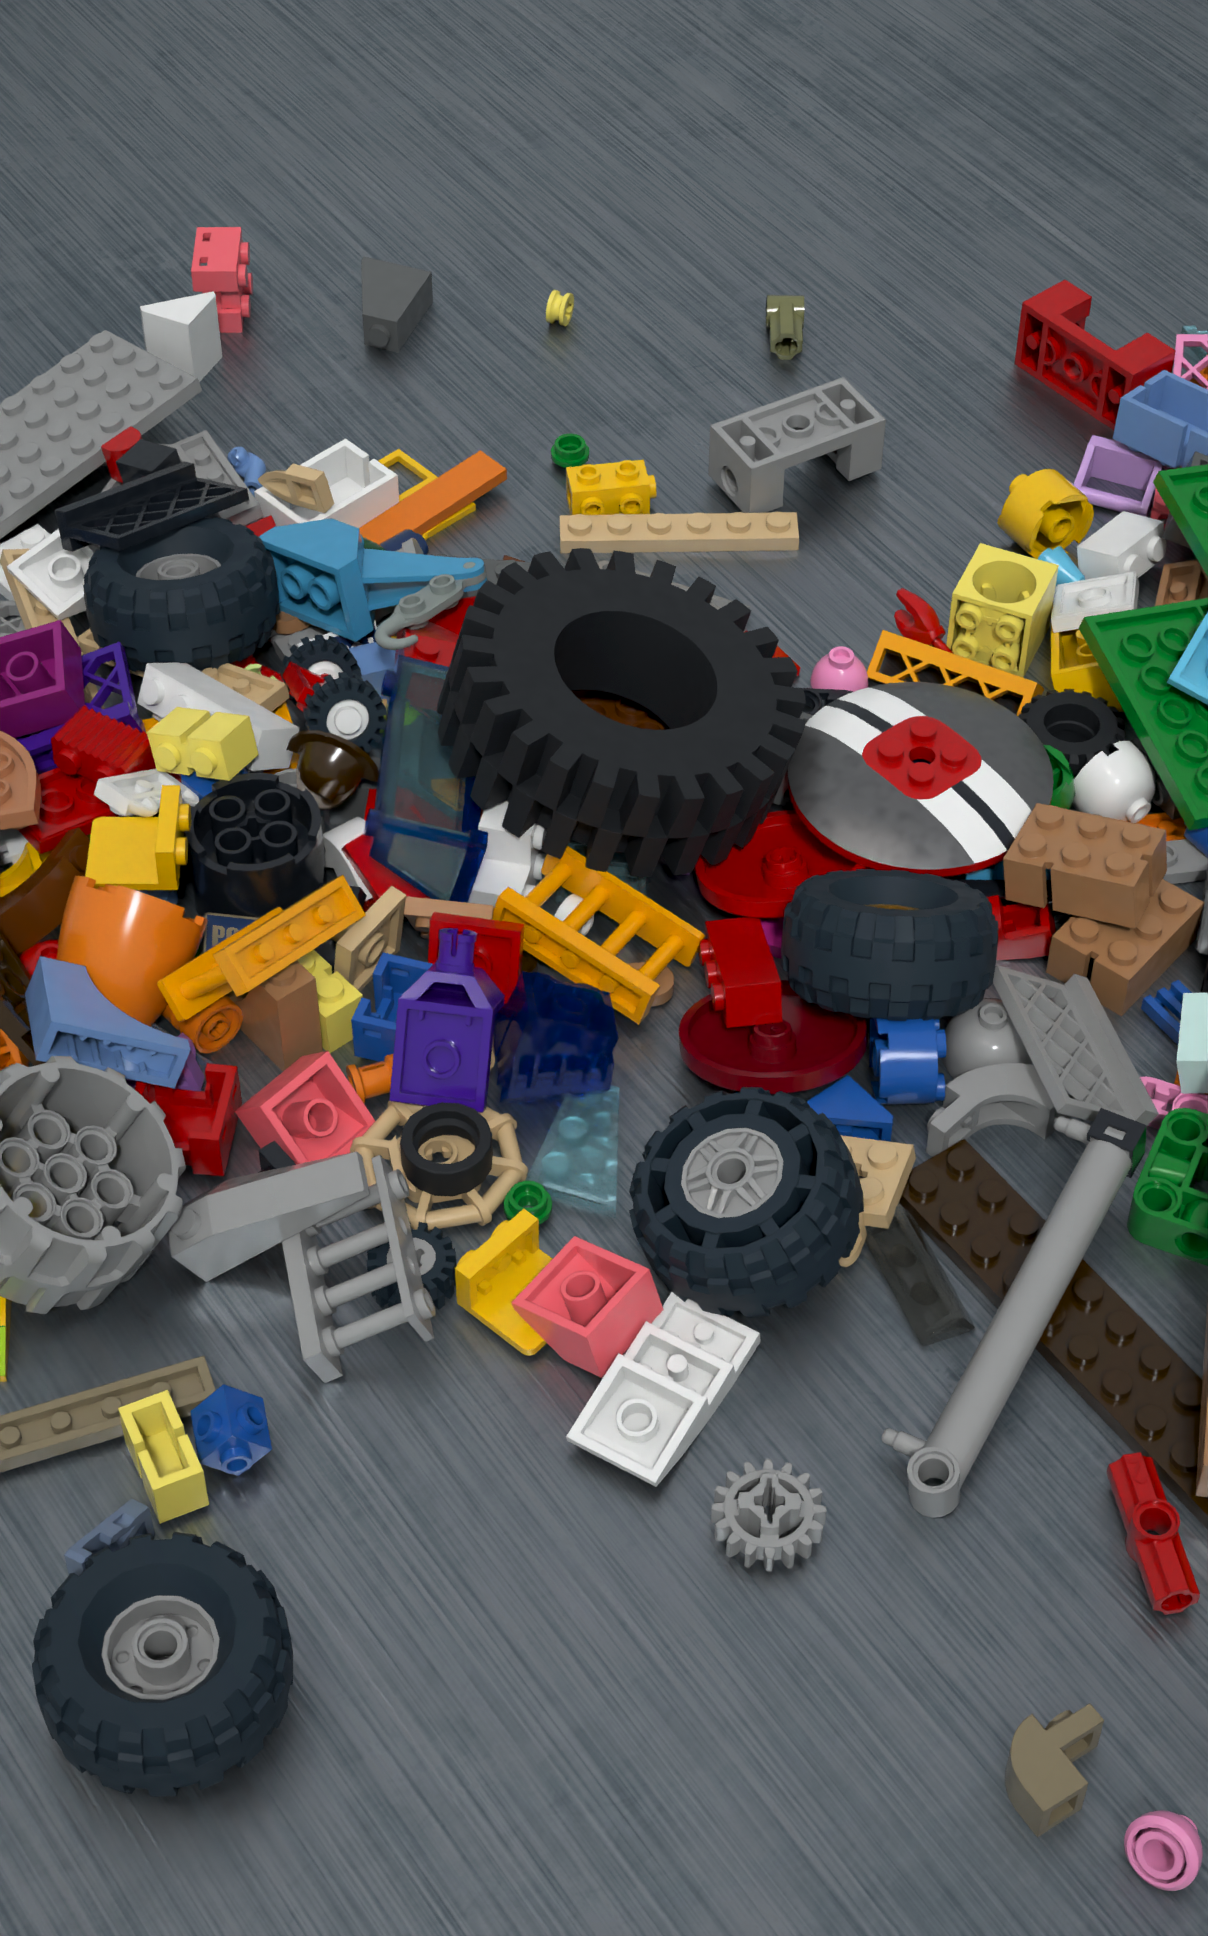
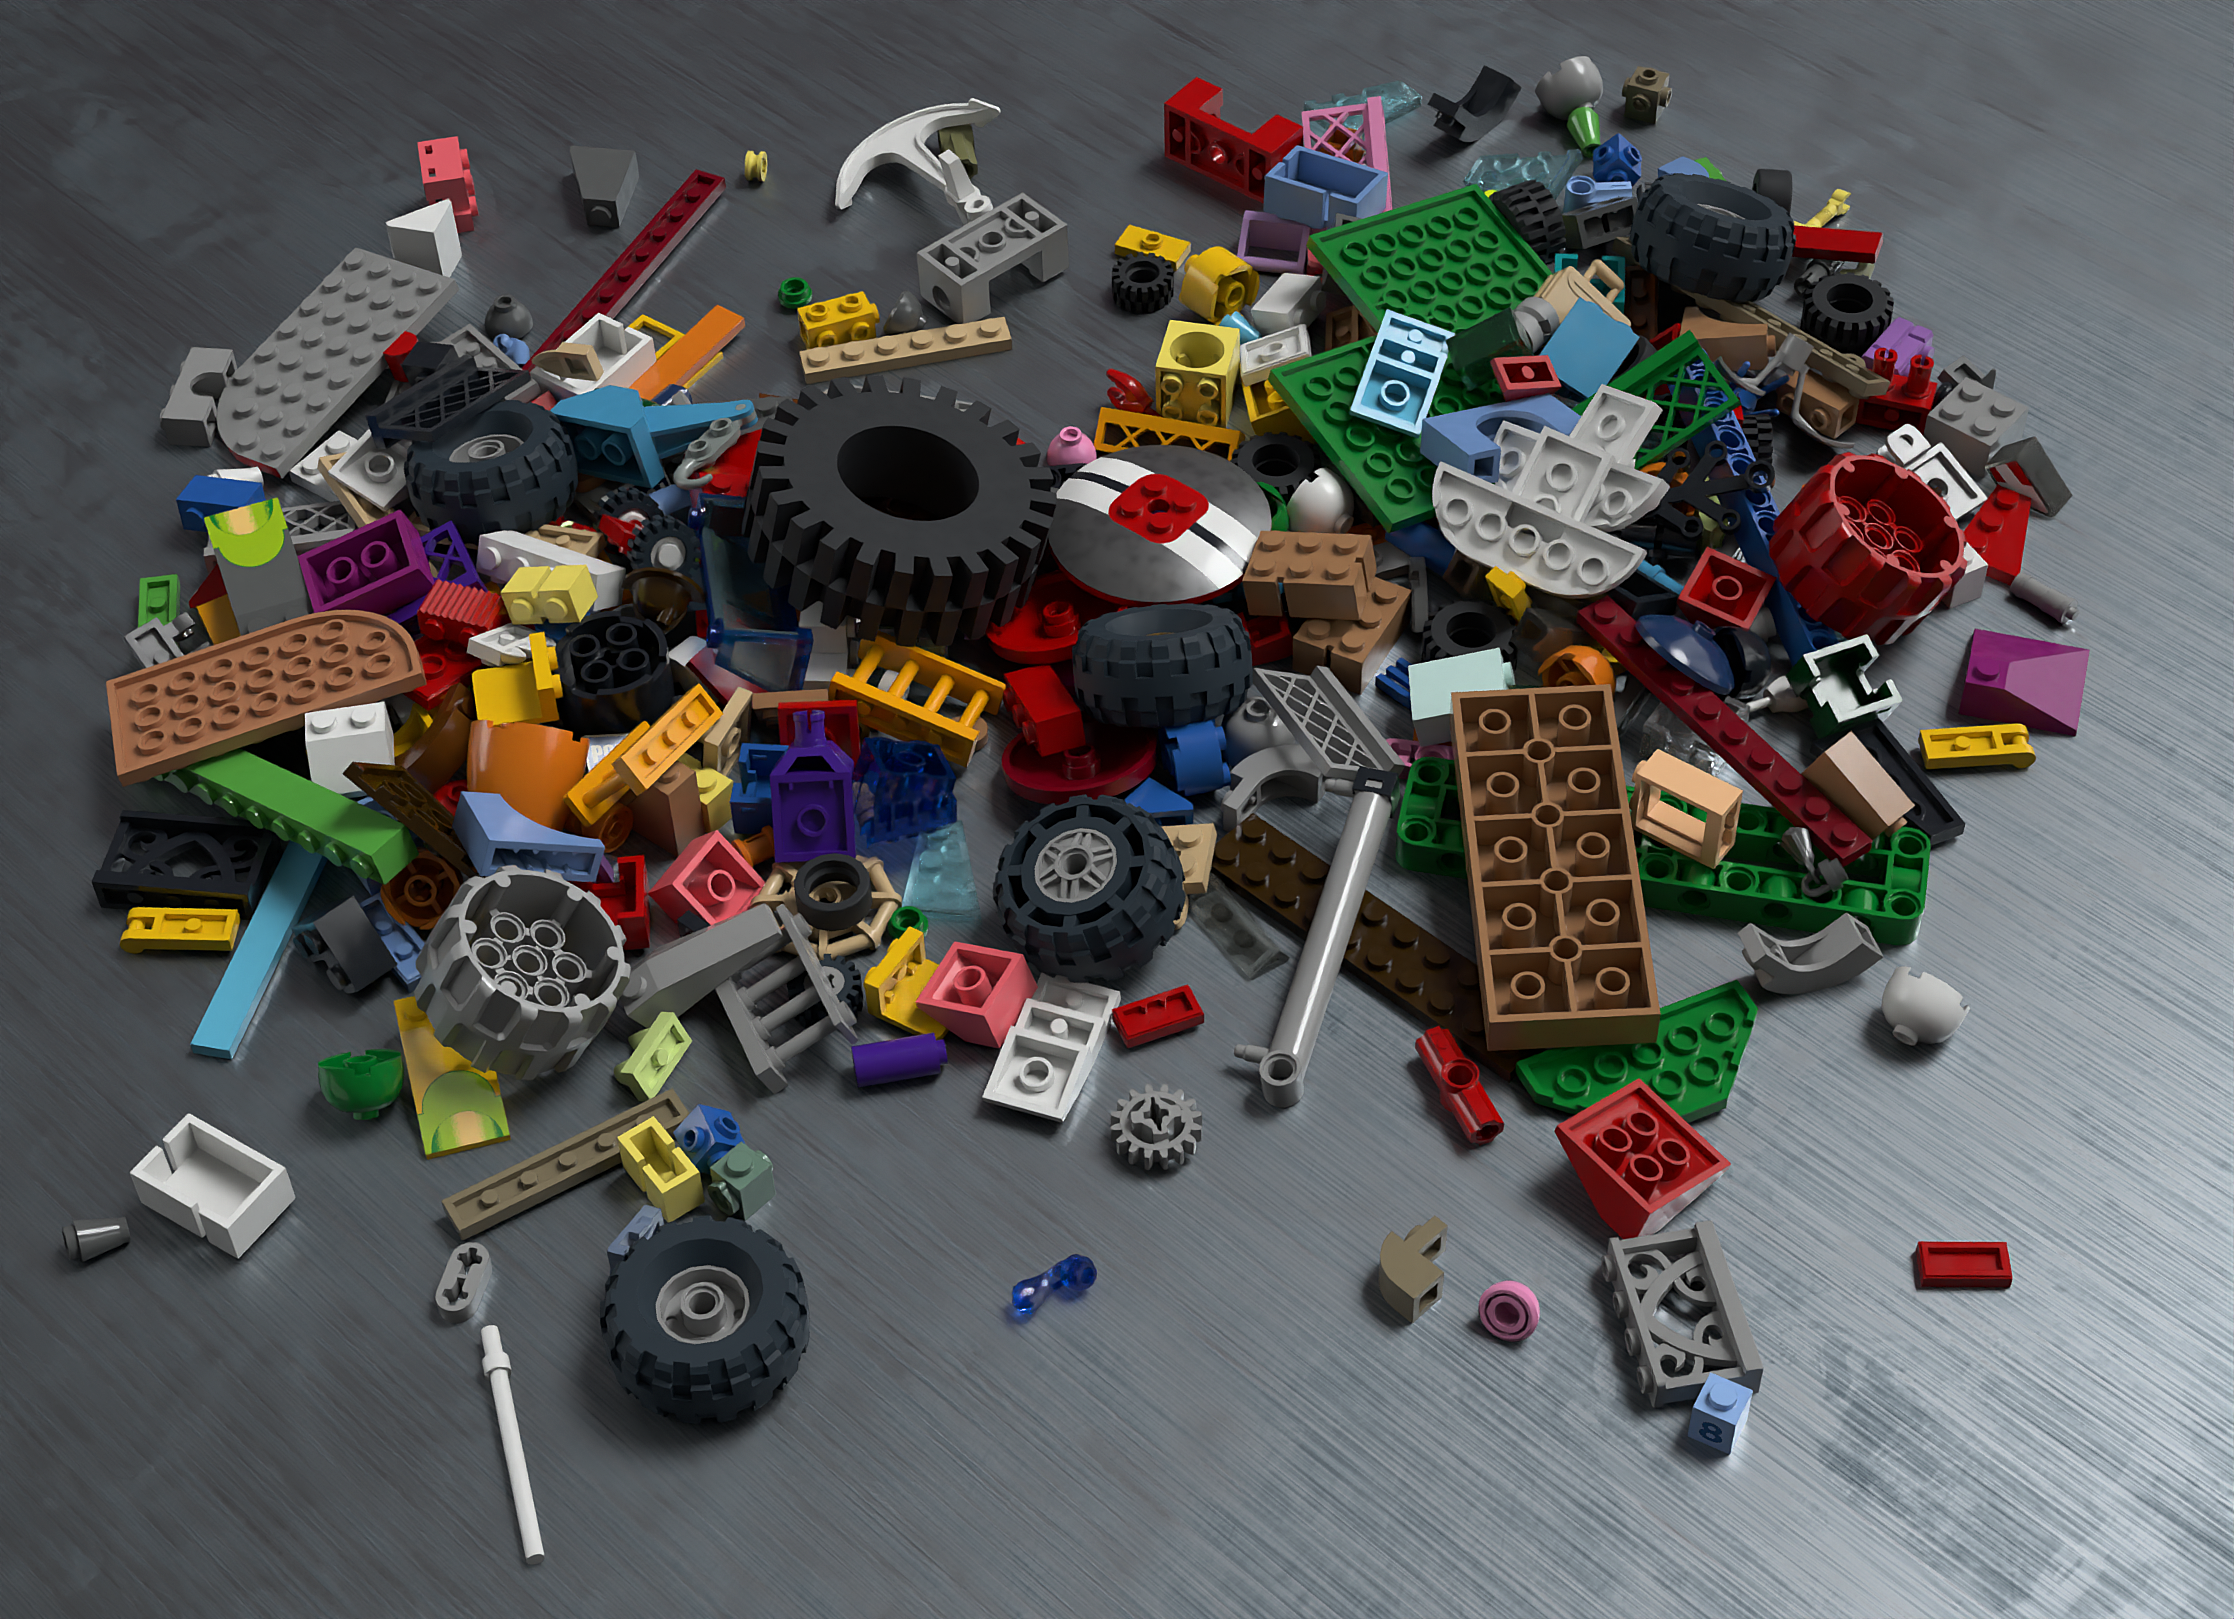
camera: 10 degrees left, 0 degrees up
(195, 1311) = (654, 1056): none -> yellowish green tile
(252, 430) = (508, 318): none -> dark grey brick
(256, 1489) = (742, 1181): none -> sand green brick
(415, 384) = (640, 257): none -> dark red plate
(477, 1369) = (898, 1059): none -> dark purple brick
(629, 1686) = (1074, 1272): none -> clear blue piece
(685, 494) = (905, 315): none -> dark grey brick
(726, 307) = (904, 142): none -> white piece
(799, 1372) = (1157, 1016): none -> red plate
(948, 486) = (1138, 295): none -> black tyre
(980, 461) = (1142, 240): none -> yellow plate

